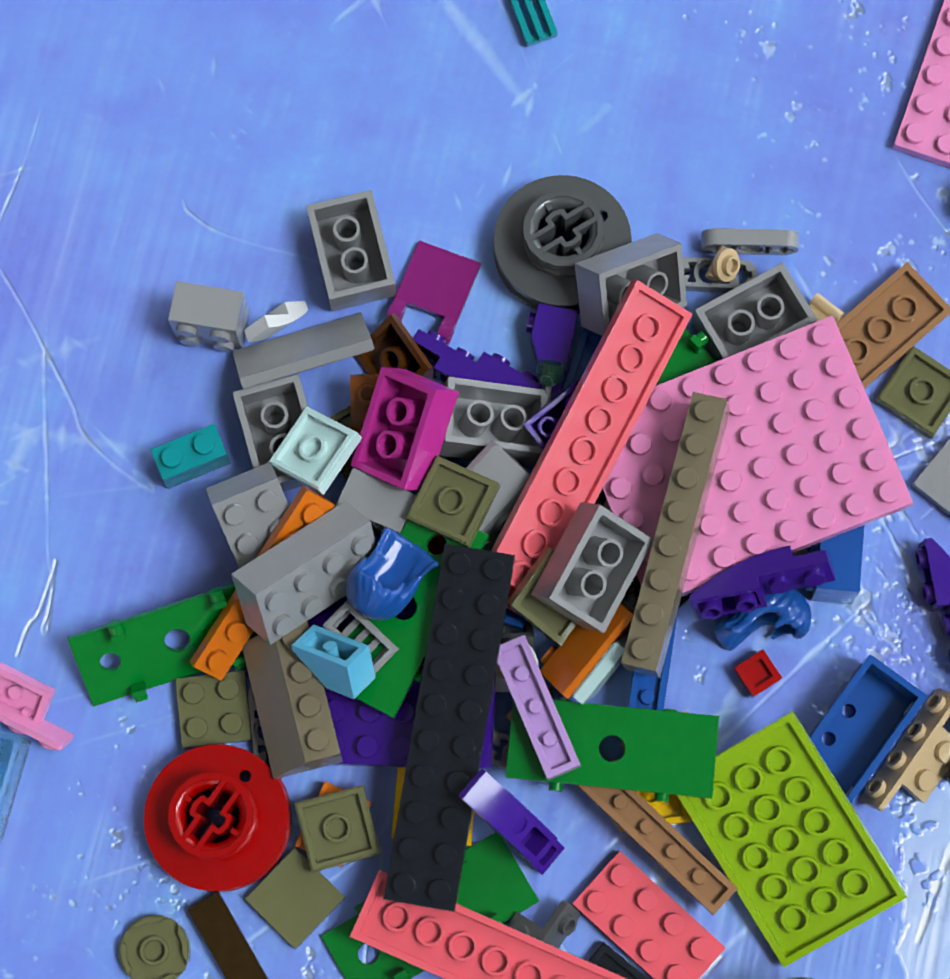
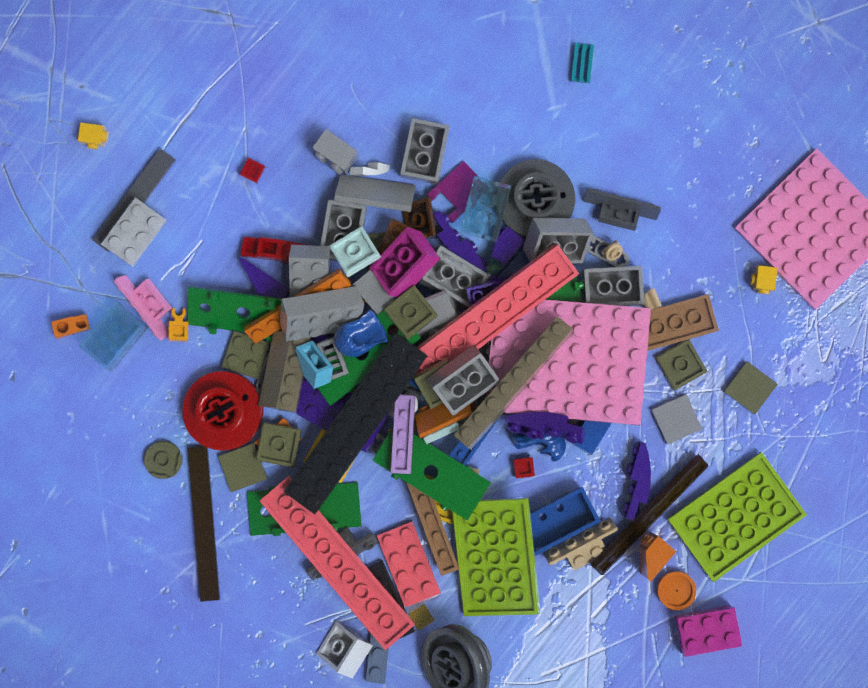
camera: 30 degrees right, 10 degrees up
(80, 719) = (178, 328): none -> light orange plate
(87, 409) = (252, 170): none -> red plate
(170, 520) = (267, 249): none -> red slope
(186, 575) = (264, 283): none -> dark purple slope
(190, 456) = (293, 220): teal brick -> none
(492, 290) = (485, 208): none -> clear light blue slope
(512, 821) = (363, 484): dark purple slope -> none
(703, 199) = (620, 210): none -> dark grey bracket
(751, 241) = (633, 244): light grey beam -> none

